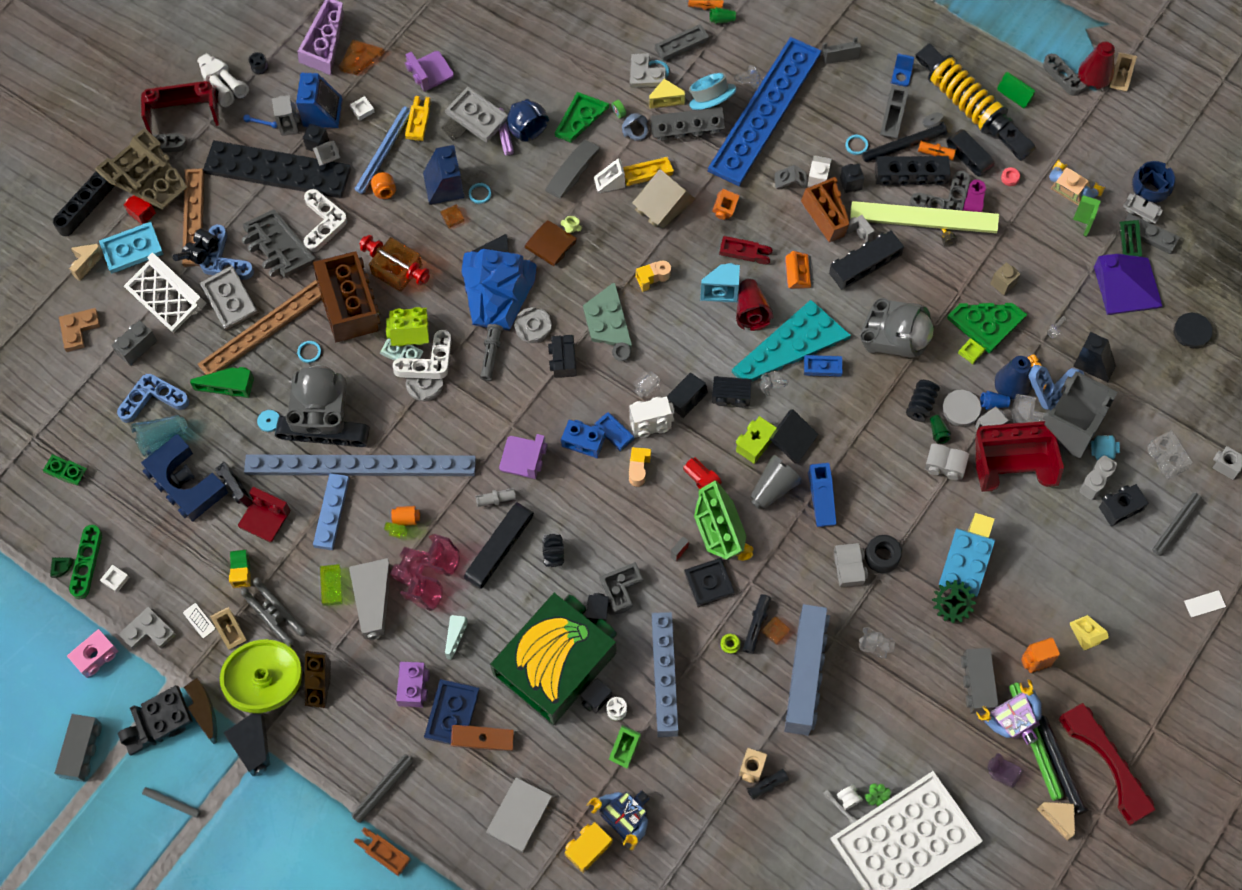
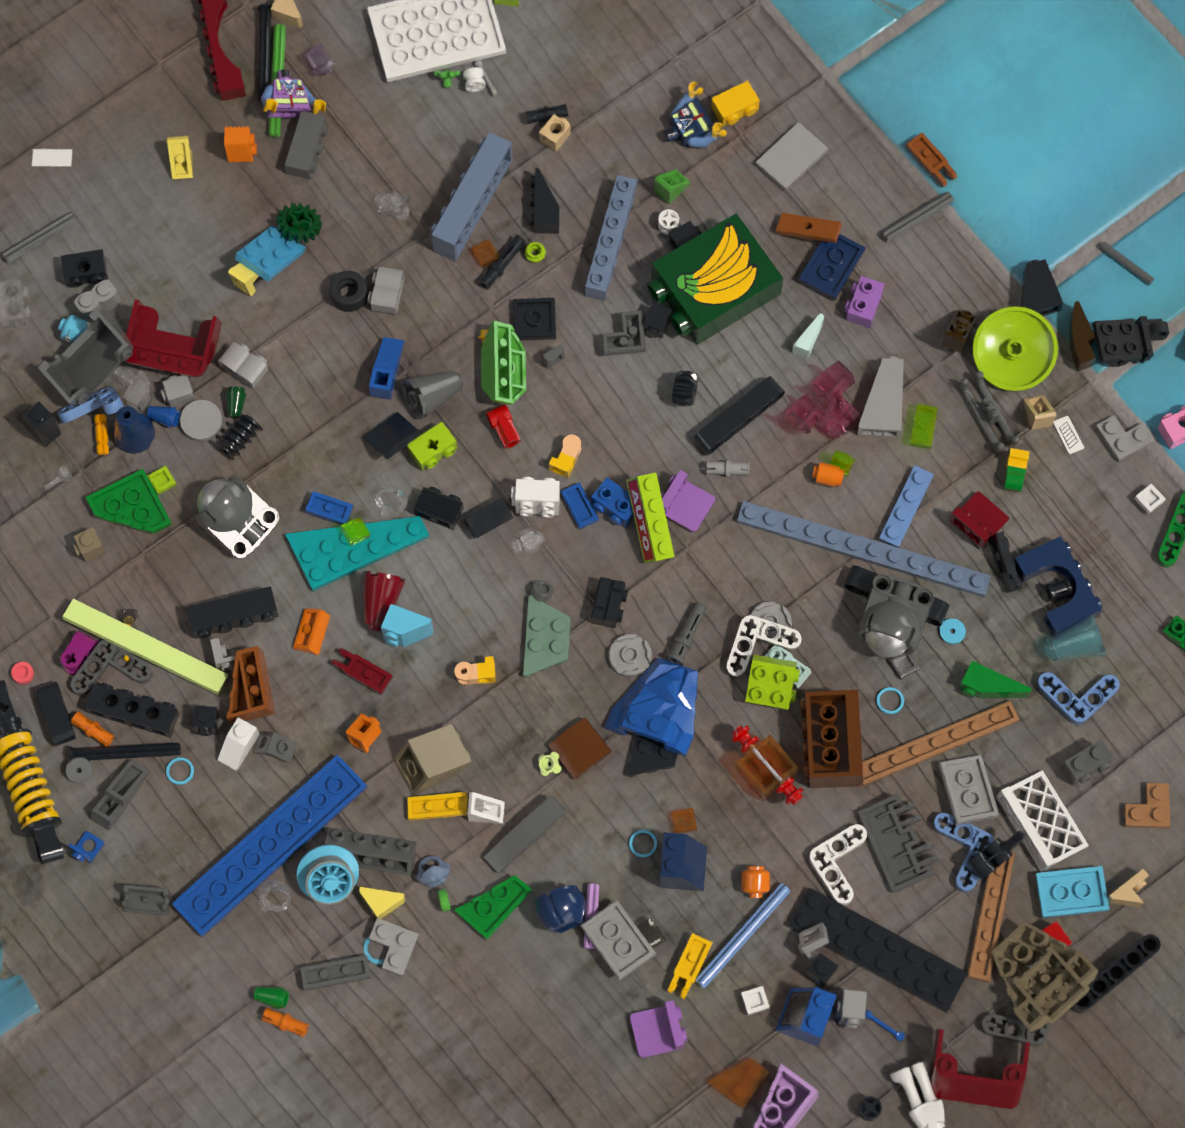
camera: 165 degrees left, 5 degrees up
(548, 424) = (650, 518): none -> lime brick
(734, 686) = (546, 209): none -> black slope
(793, 349) = (355, 531): none -> clear neon green plate

